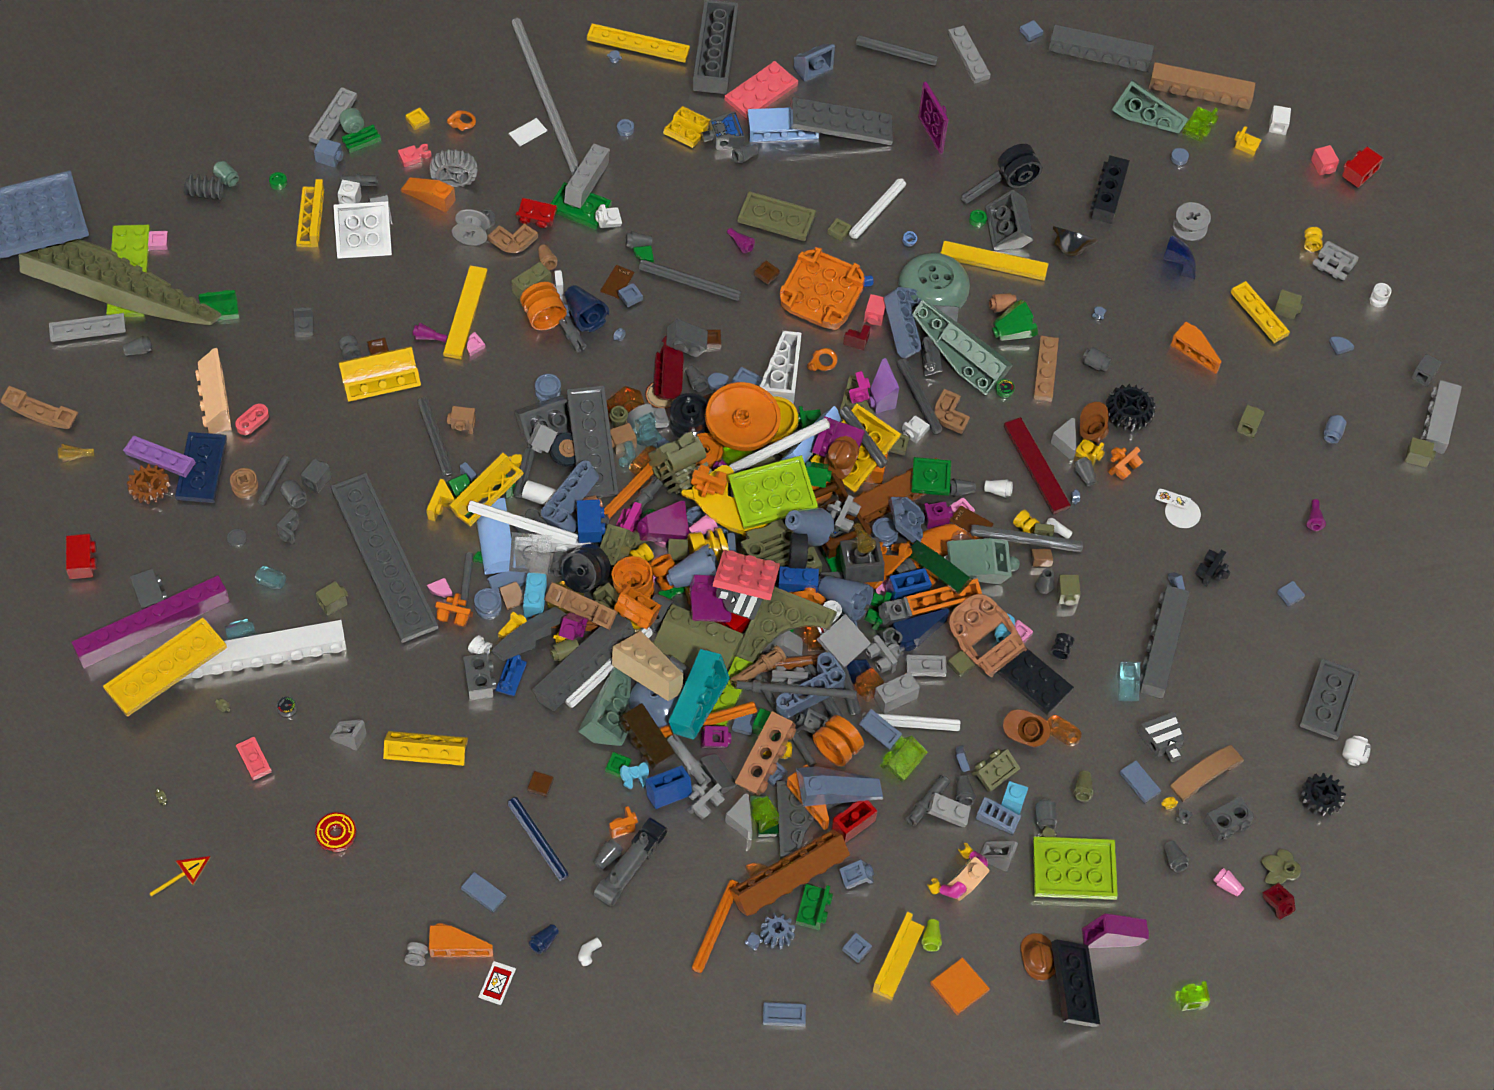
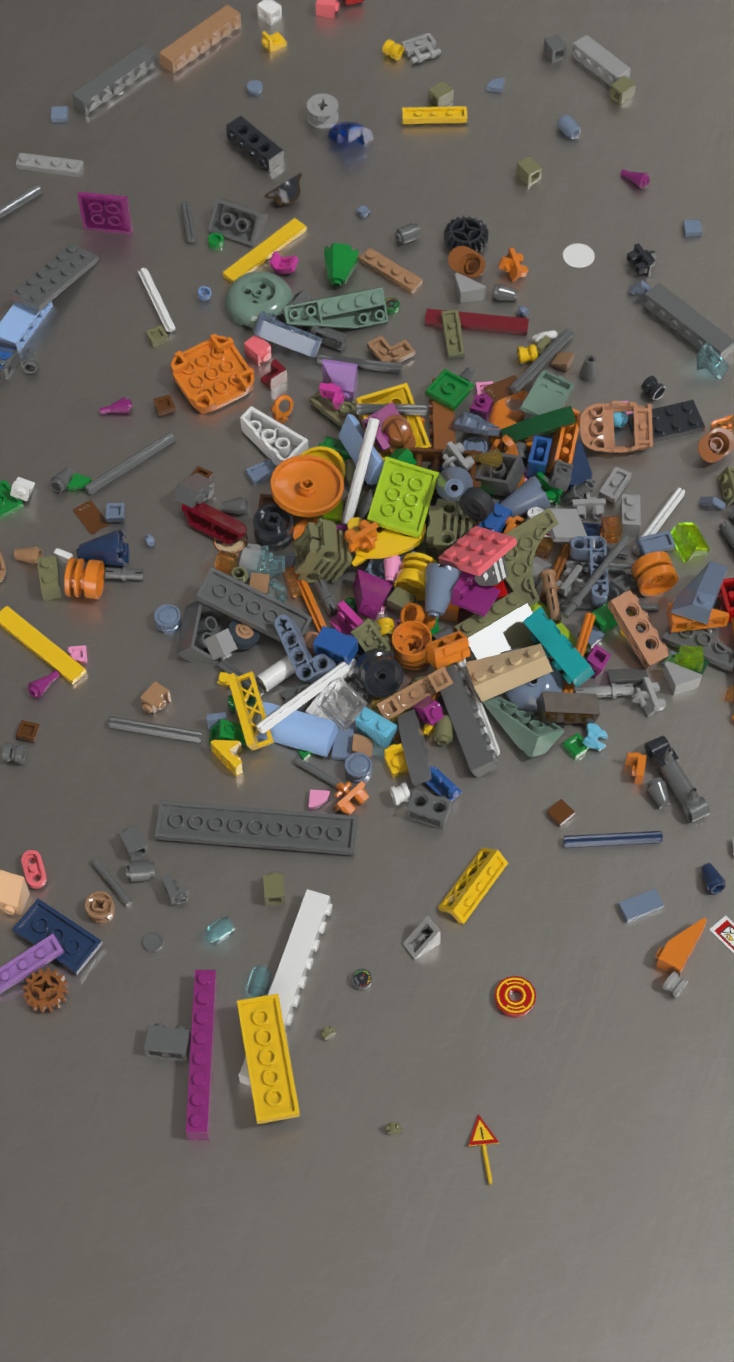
camera: 55 degrees left, 0 degrees up
(80, 556) = (89, 1085): red brick -> none
(253, 758) = (401, 1030): coral plate -> none
(379, 373) = (58, 742): yellow slope -> none
(606, 593) = (413, 670): olive bracket -> none
(668, 787) = (625, 715): blue brick -> none
(717, 381) = (249, 492): sand blue tile -> none
(776, 216) = (112, 370): olive plate -> none
(915, 429) = (388, 380): white bracket -> none
(961, 663) = (626, 461): olive tile -> none
(986, 280) = (283, 265): none -> dark pink bracket
(999, 487) = (484, 353): white cone -> none
(1001, 302) = (311, 264): nougat brick -> none
(1005, 452) = (453, 334): none -> olive tile
(1019, 165) = (192, 184): black wheel -> none
(1068, 589) = (606, 358): olive brick -> none
(1090, 450) = (490, 279): yellow bracket -> none
(1146, 108) = (192, 83): sand green wedge -> none
(1173, 498) = (563, 254): white sticker -> none
(1196, 346) = (440, 167): orange slope -> none
(1200, 123) = (234, 58): clear neon green bracket -> none
(1380, 295) = (471, 38): white wheel -> none

